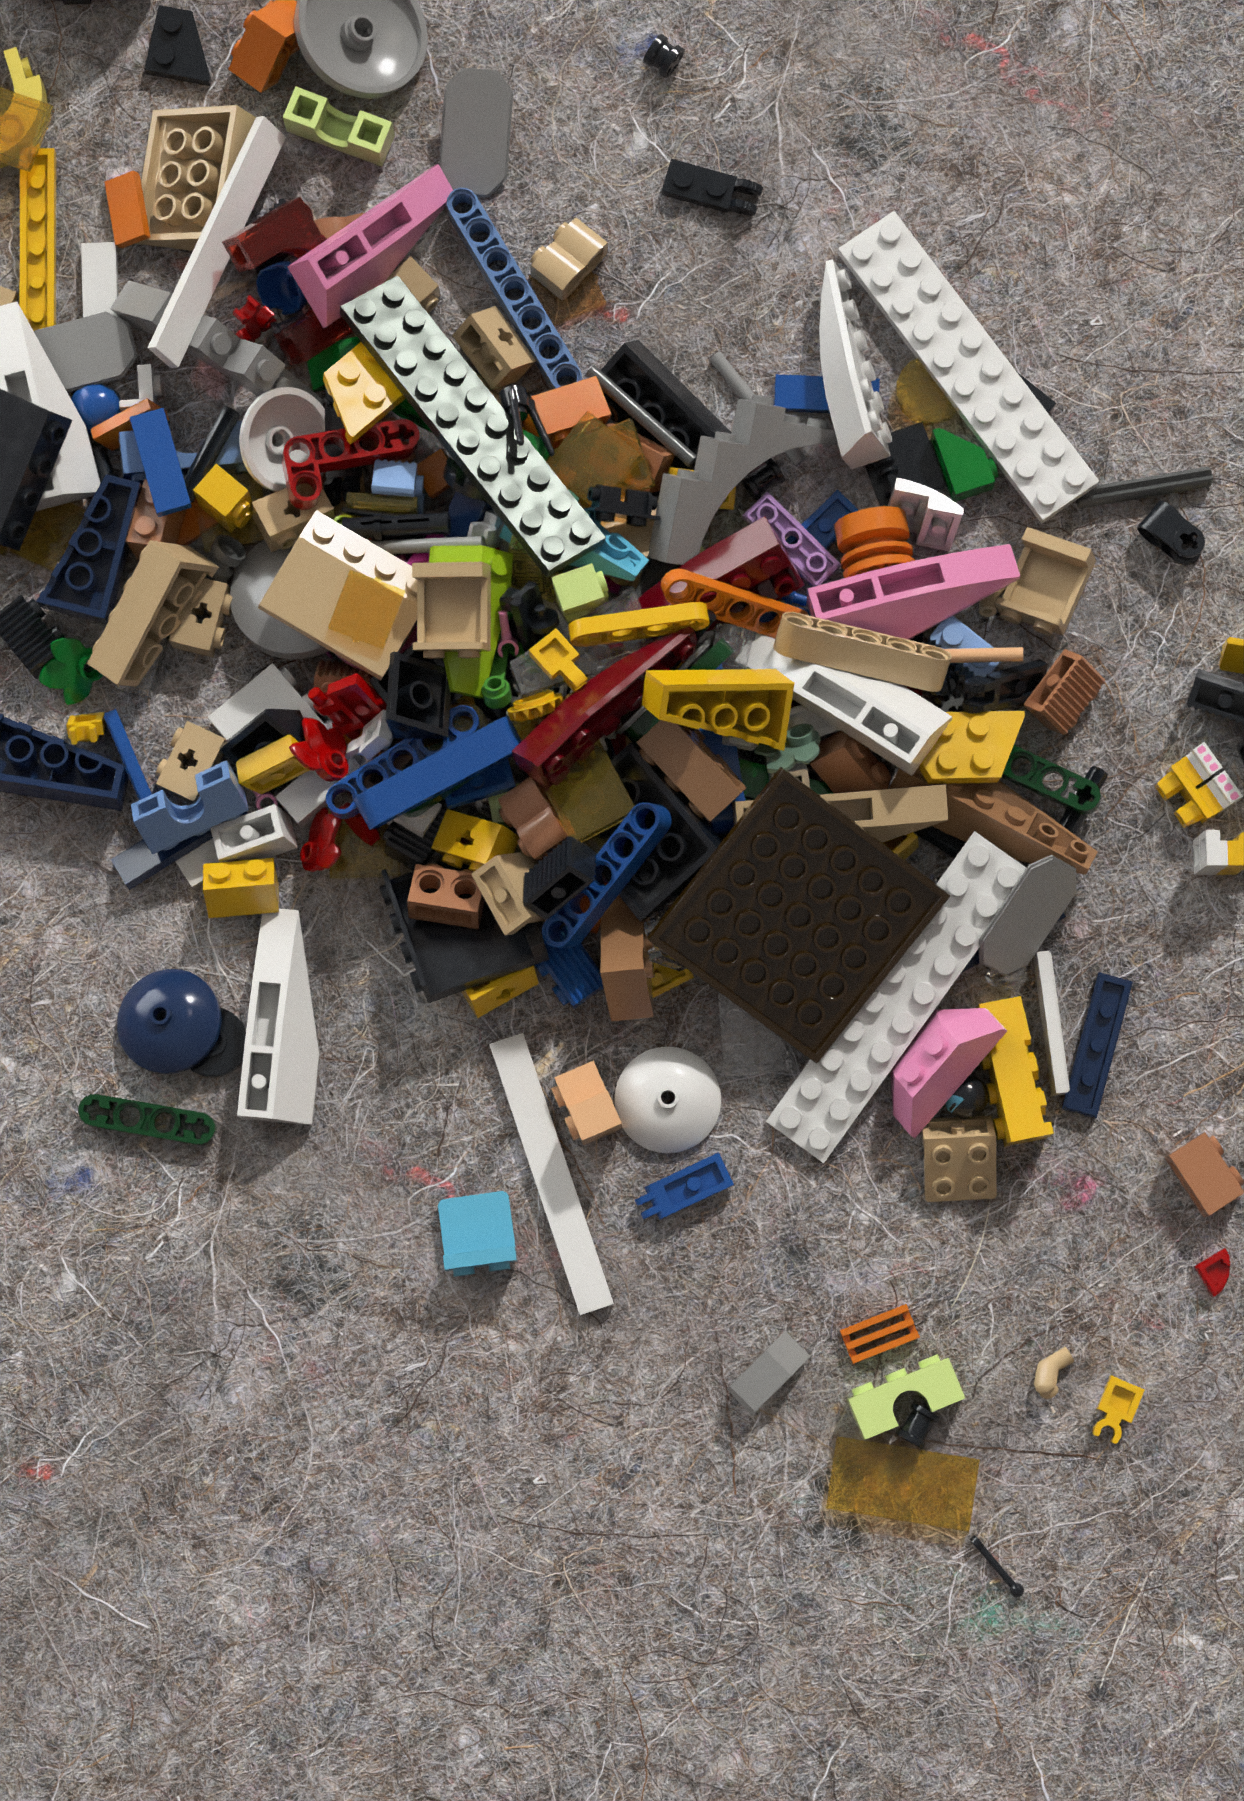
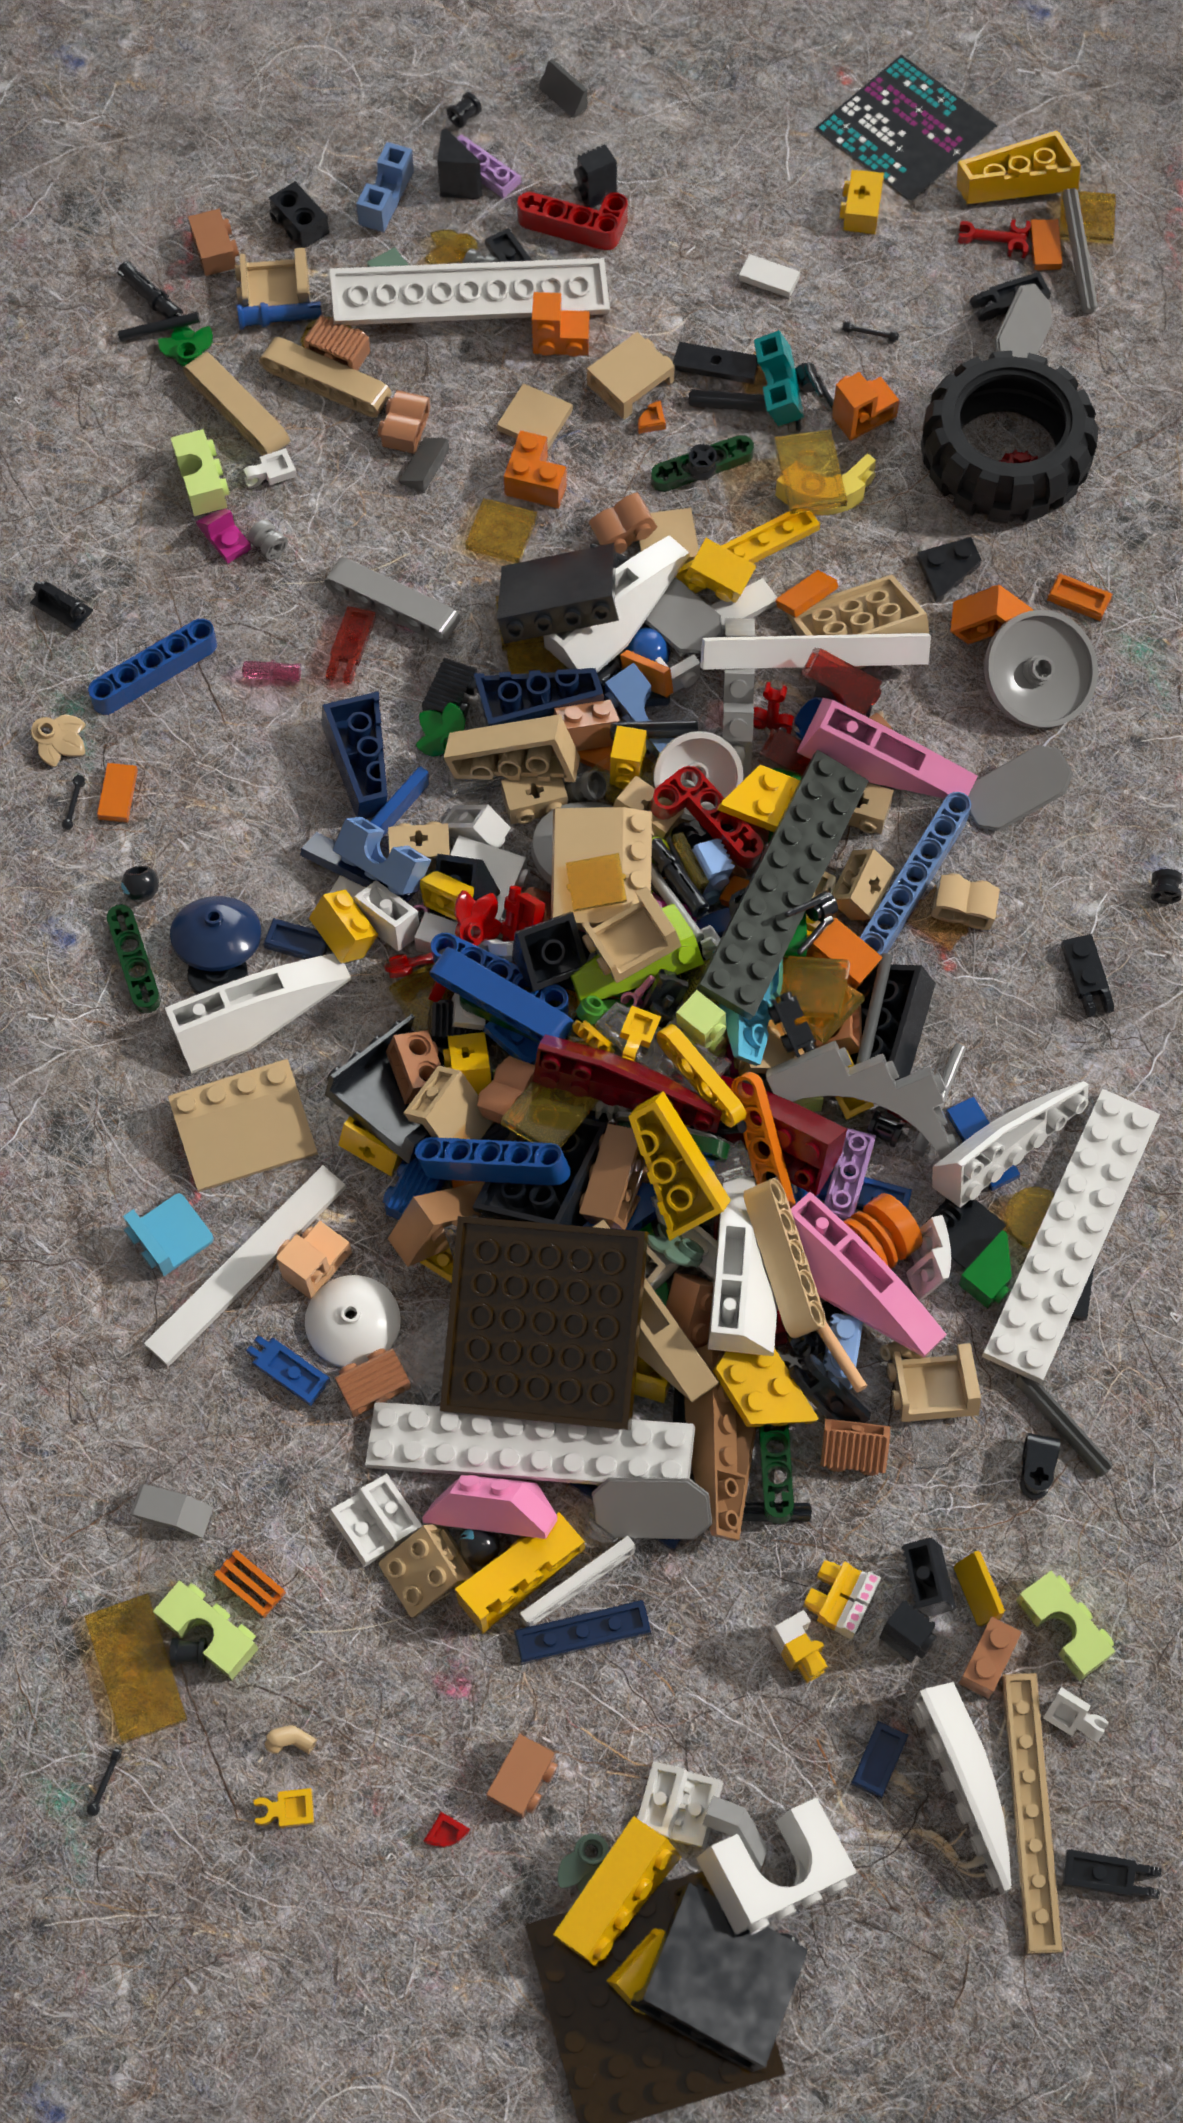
camera: 60 degrees right, 15 degrees down
(58, 283) = (720, 571): none -> yellow brick
(68, 1070) = (140, 883): none -> black piece
(86, 727) = (402, 760): yellow plate -> none
(160, 462) = (626, 698): blue tile -> none
(200, 694) = (477, 823): none -> white slope
(222, 944) = (294, 940): none -> dark blue tile
(318, 121) = (961, 707): yellowish green arch -> none
(402, 1101) = (242, 1125): none -> tan slope
(559, 877) = (468, 1123): black brick -> none
(745, 1112) = (372, 1381): none -> nougat brick
(882, 1182) = (375, 1520): none -> white slope

